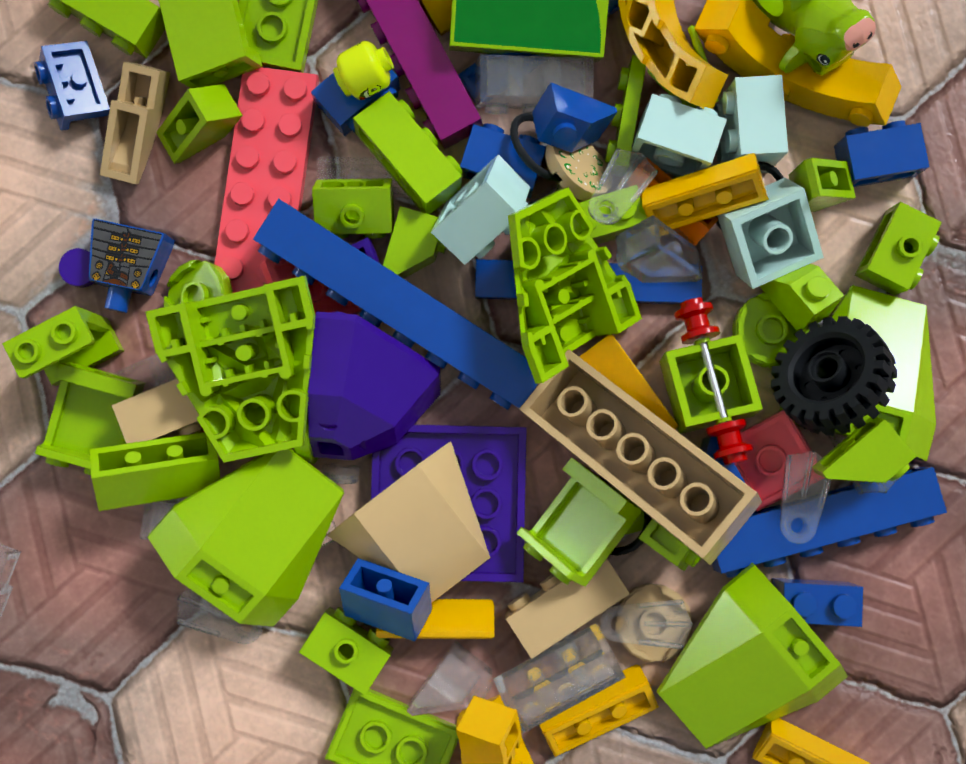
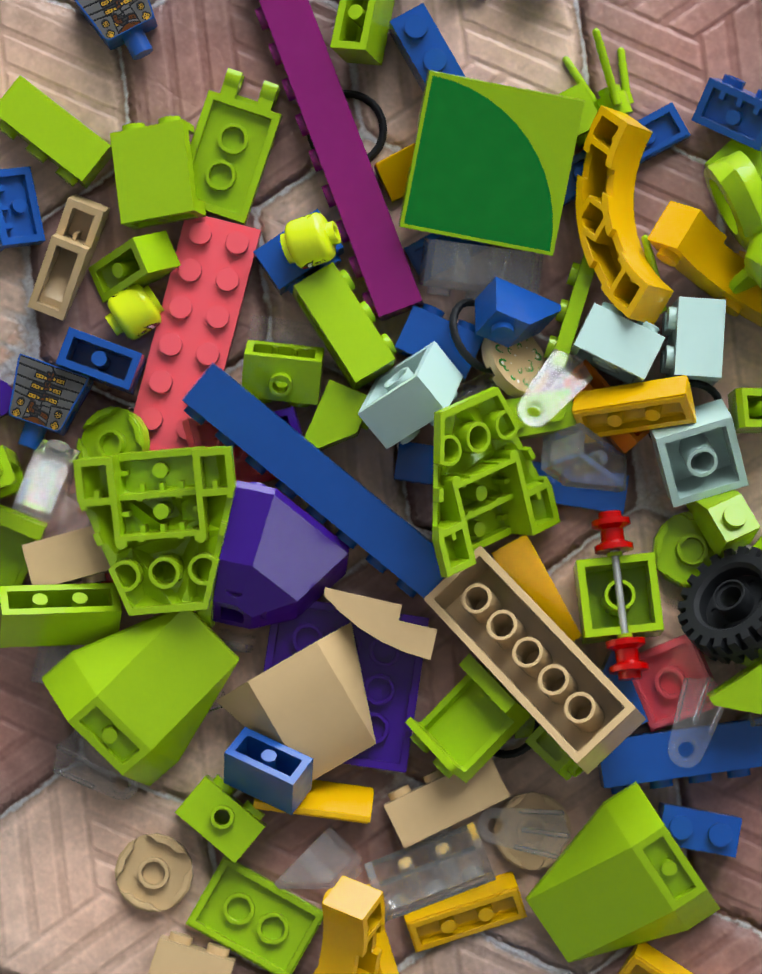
camera: 10 degrees right, 0 degrees up
(128, 340) = (46, 479): none -> clear slope
(175, 215) = (101, 360): none -> blue brick
(203, 166) = (134, 311): none -> neon yellow head
(288, 711) = (154, 872): none -> tan tile
(481, 436) = (382, 622): none -> tan slope

